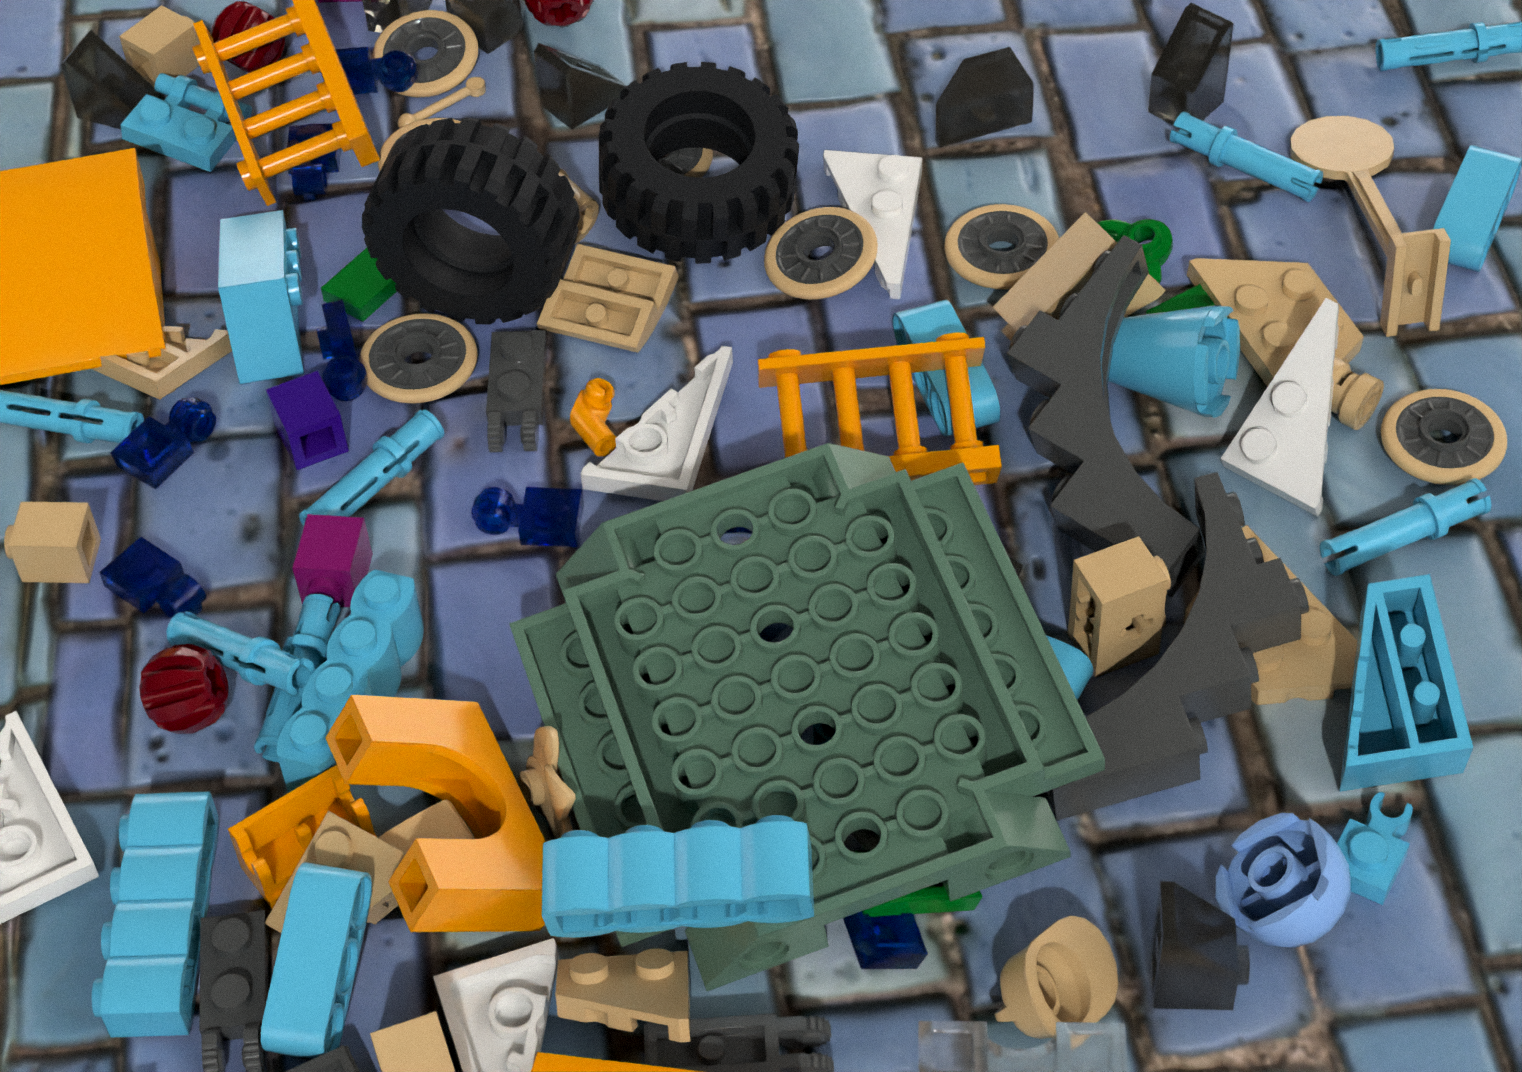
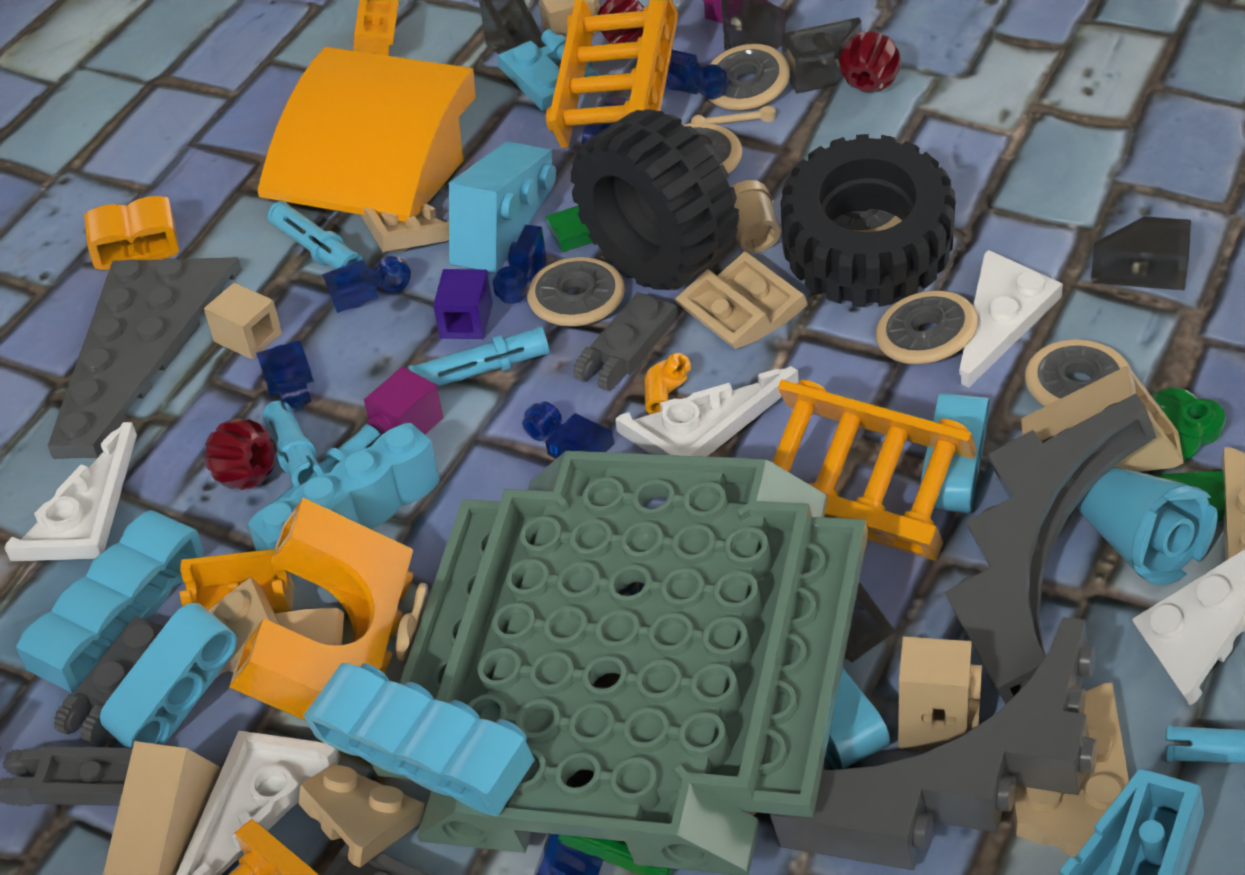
camera: 35 degrees right, 5 degrees down
(573, 86) = (827, 123): clear smoke slope -> none

